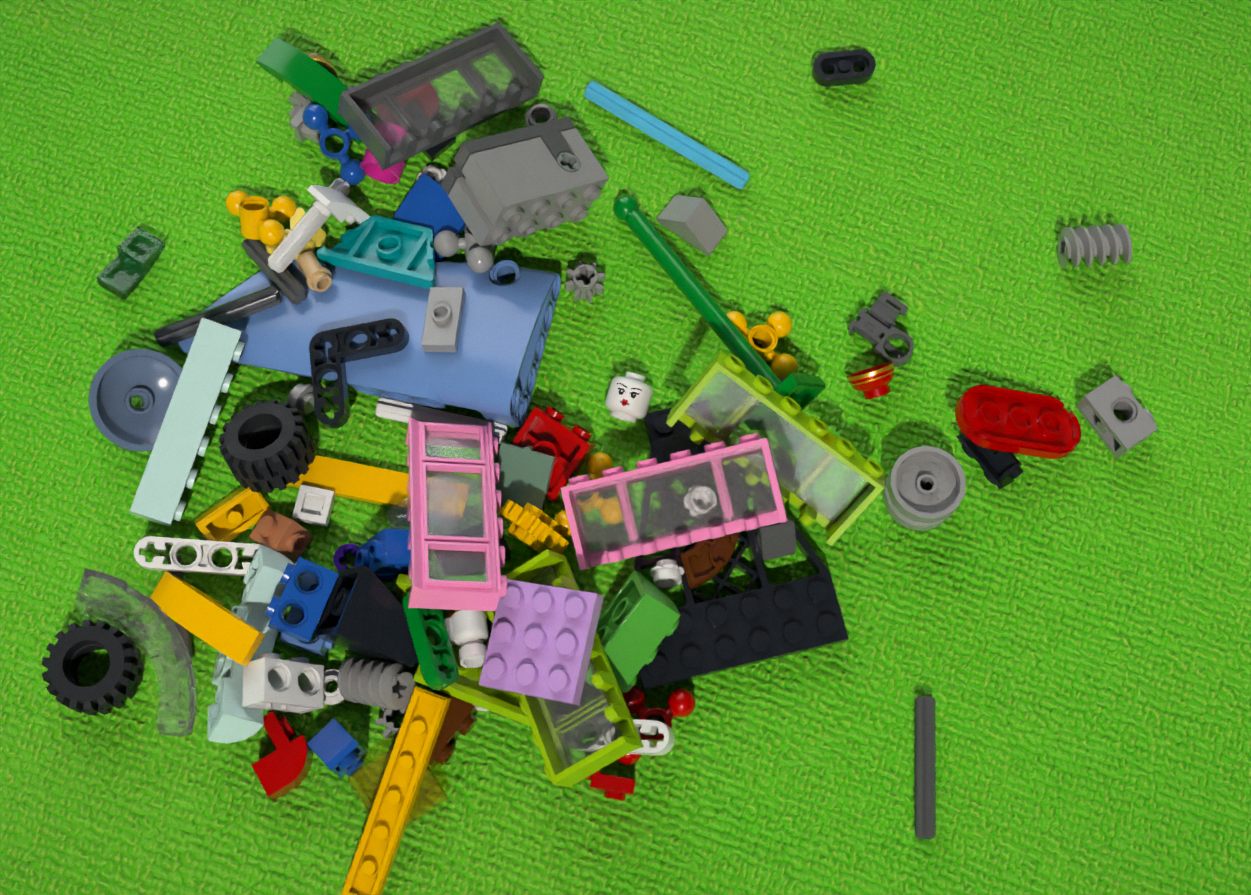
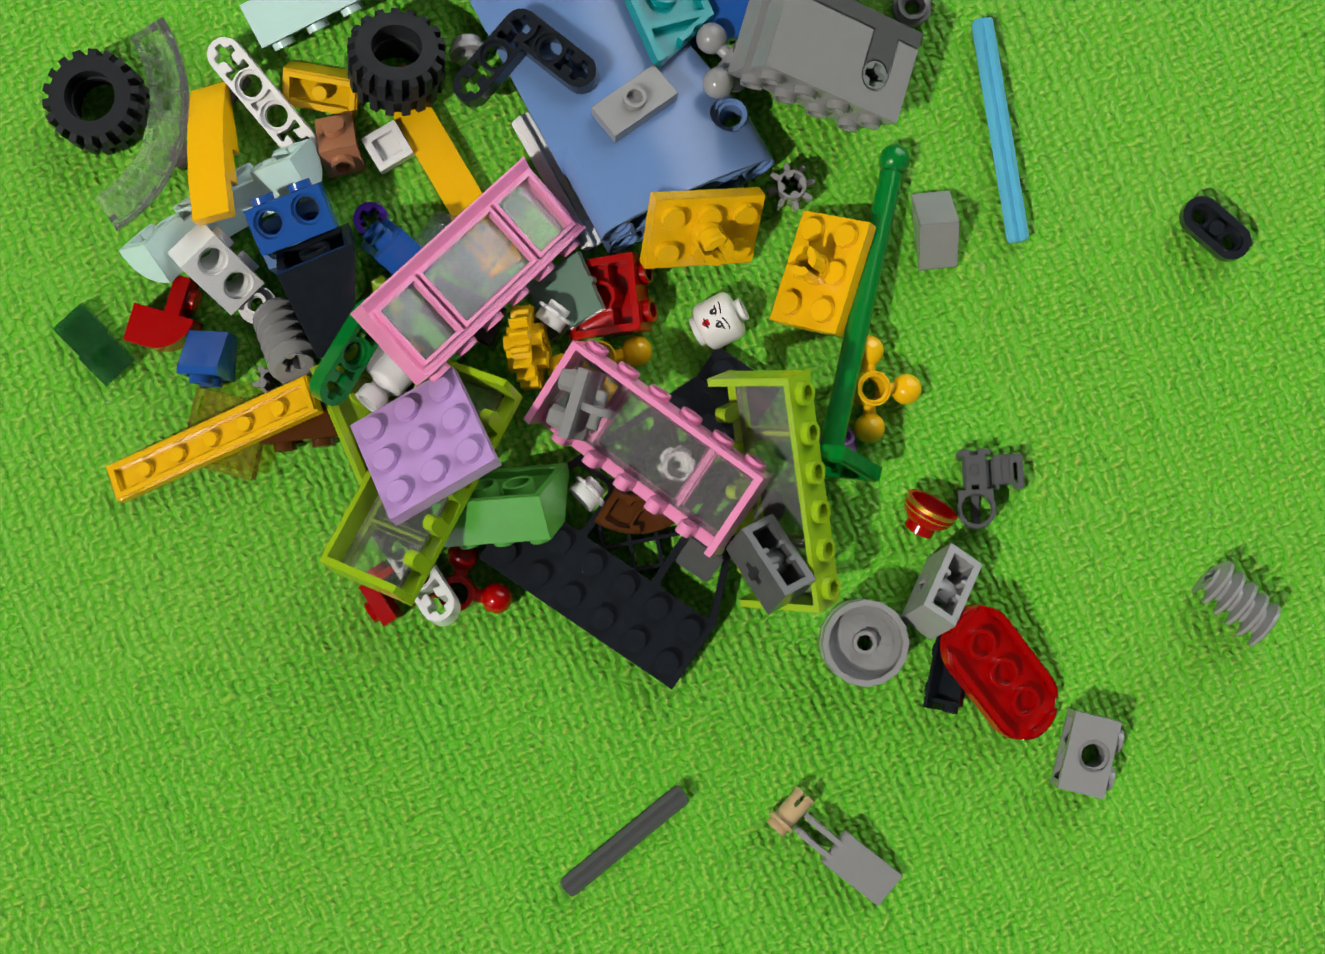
camera: 55 degrees right, 15 degrees up
(248, 826) = (94, 344): none -> clear green slope
(528, 492) = (553, 315): none -> white plate
(560, 350) = (701, 227): none -> yellow plate
(610, 516) = (584, 405): none -> light grey hips
(658, 308) = (823, 273): none -> yellow plate
(823, 490) = (770, 563): none -> dark grey brick
(933, 410) = (941, 591): none -> light grey brick
(999, 640) = (787, 814): none -> tan pin
(1067, 625) = (853, 862): none -> light grey arm

